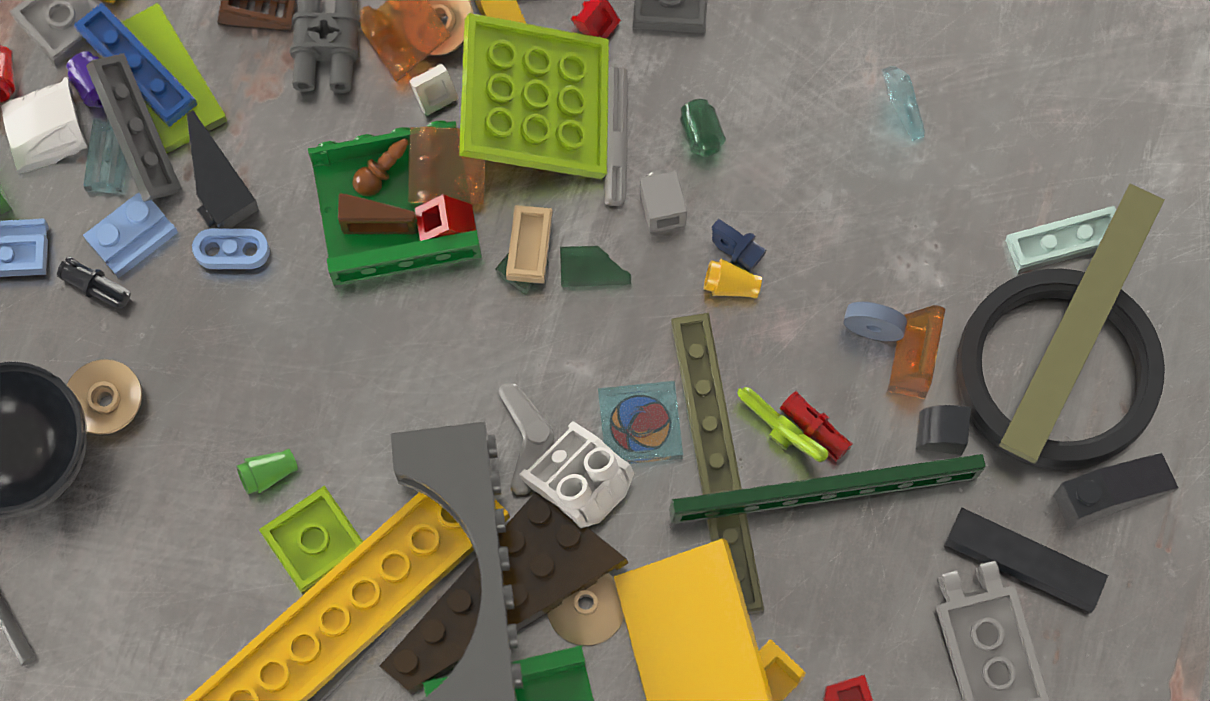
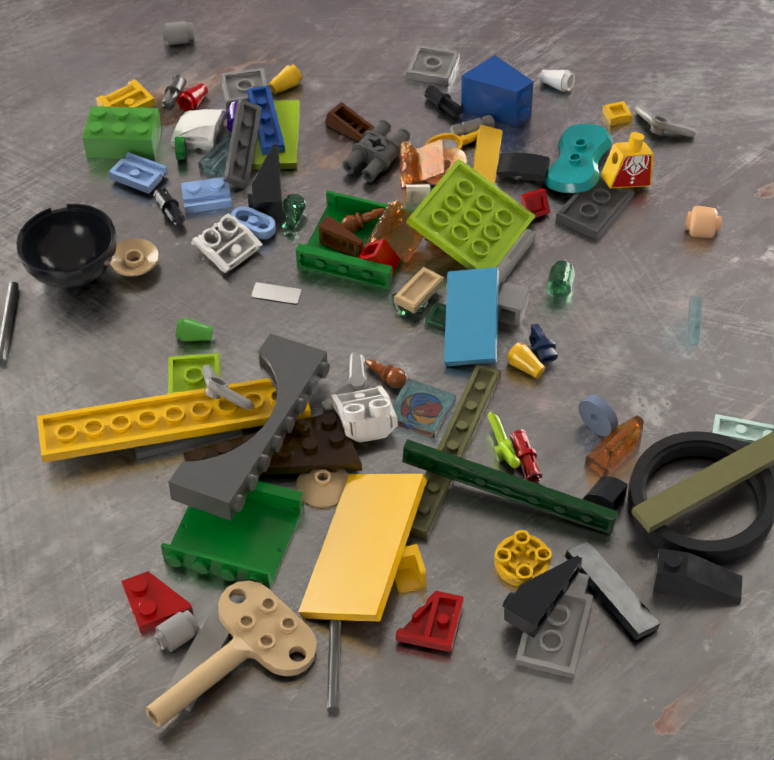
camera: 30 degrees right, 20 degrees down
(42, 175) = (180, 148): none -> green tile
(217, 304) = (227, 243): none -> white slope
(274, 200) = (293, 210): none -> clear green cone
(333, 343) = (276, 293): none -> white sticker
(371, 550) = (218, 388): none -> light grey piece
(581, 397) = (393, 376): none -> dark orange bar
(628, 253) = (471, 317): none -> dark azure tile
(897, 577) = (521, 558): none -> yellow tile
(961, 638) = (538, 597): none -> black slope

